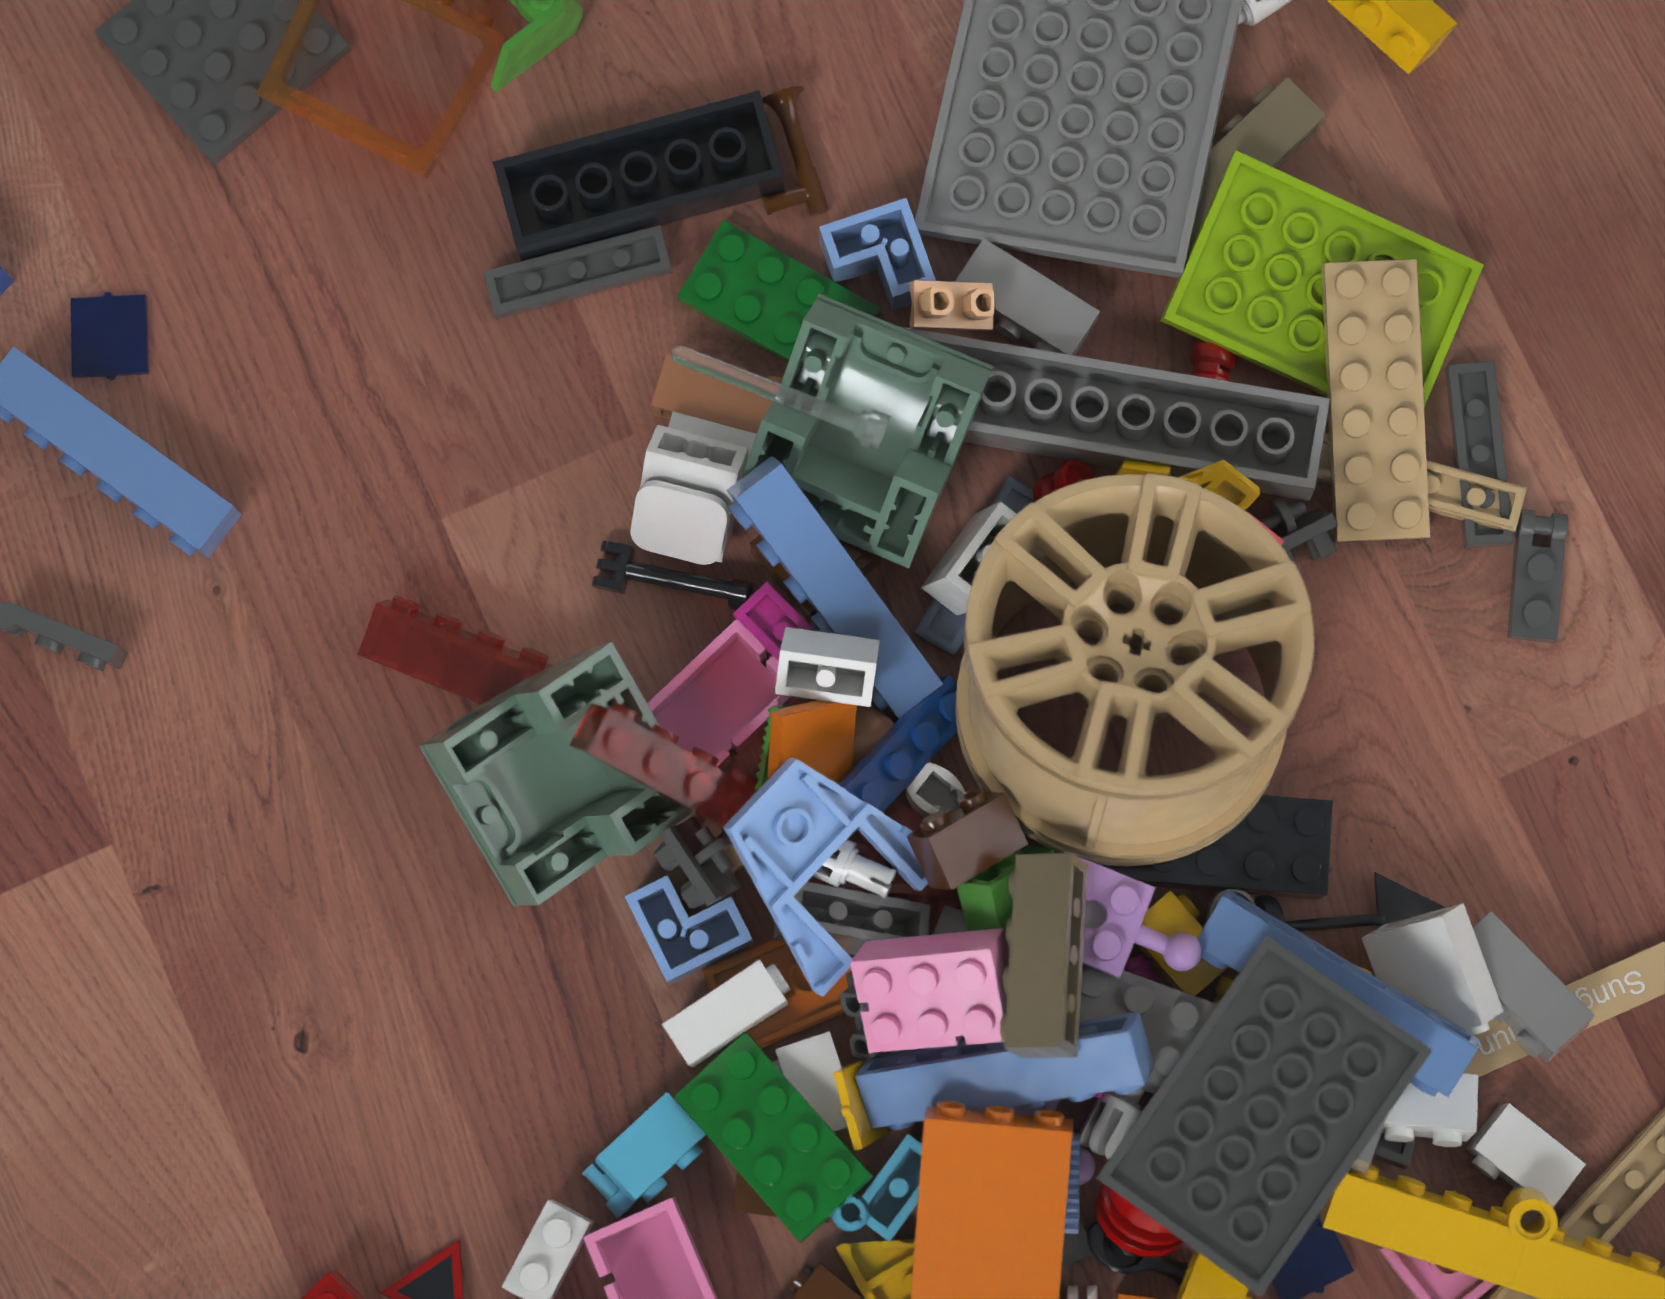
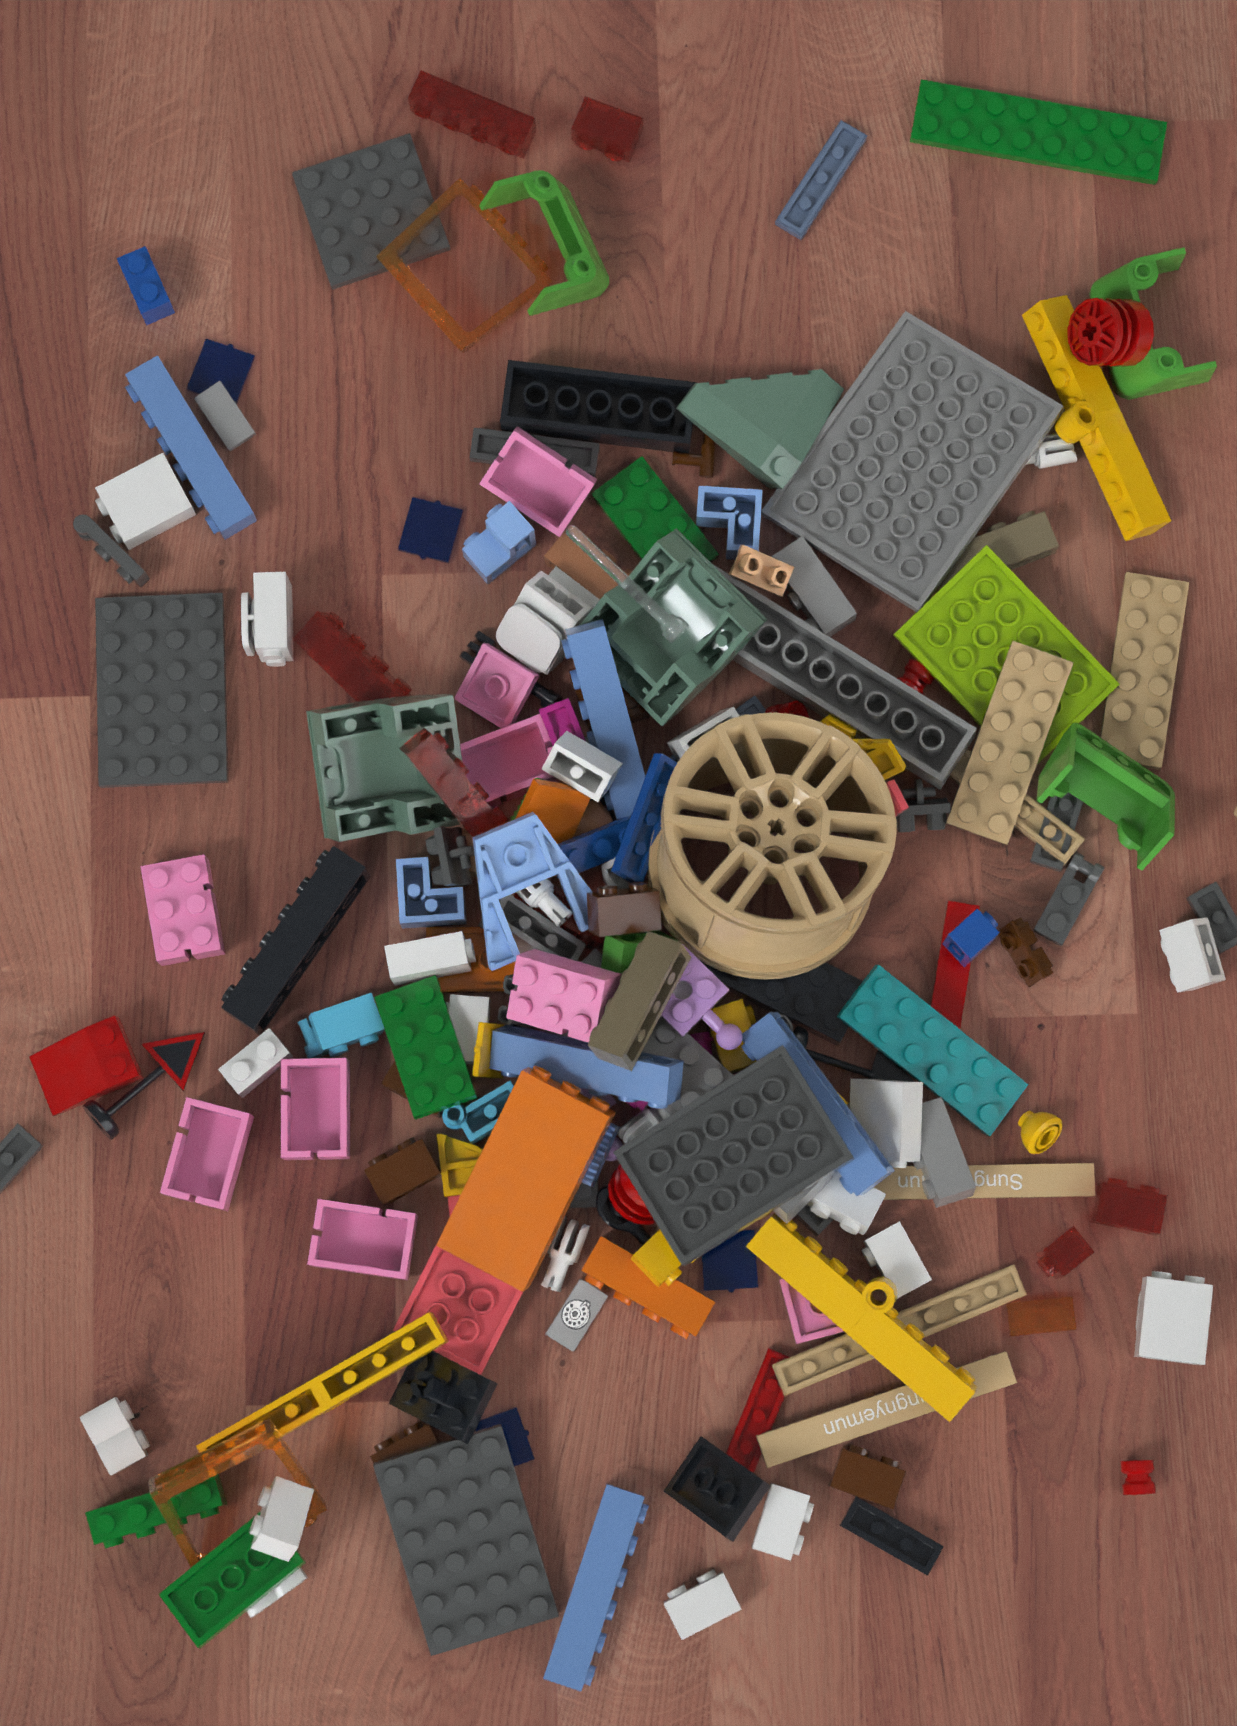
camera: 25 degrees right, 0 degrees up
(77, 552) = (144, 502): none -> white brick
(139, 391) = (225, 416): none -> light grey tile
(206, 797) = (161, 690): none -> dark grey plate
(313, 641) = (268, 619): none -> white brick
(358, 1087) = (181, 910): none -> bright pink piece
(481, 432) = (430, 530): none -> clear blue piece
(533, 1064) = (296, 940): none -> black brick
(586, 411) = (501, 544): none -> light blue brick
(601, 308) = (538, 481): none -> bright pink piece
(660, 606) = (496, 686): none -> bright pink plate
(868, 108) = (764, 421): none -> sand green slope
(940, 694) = (633, 852): none -> blue plate
(1426, 729) = (950, 975): none -> red tile
(1441, 680) = (971, 937): none -> blue brick
(1451, 853) = (932, 1050): none -> teal plate
(1494, 659) = (1031, 965): none -> reddish brown hinge
(1503, 224) = (1144, 666): none -> tan plate
(1542, 406) = (1113, 787): none -> bright green windscreen
(1635, 901) = (1039, 1130): none -> yellow brick

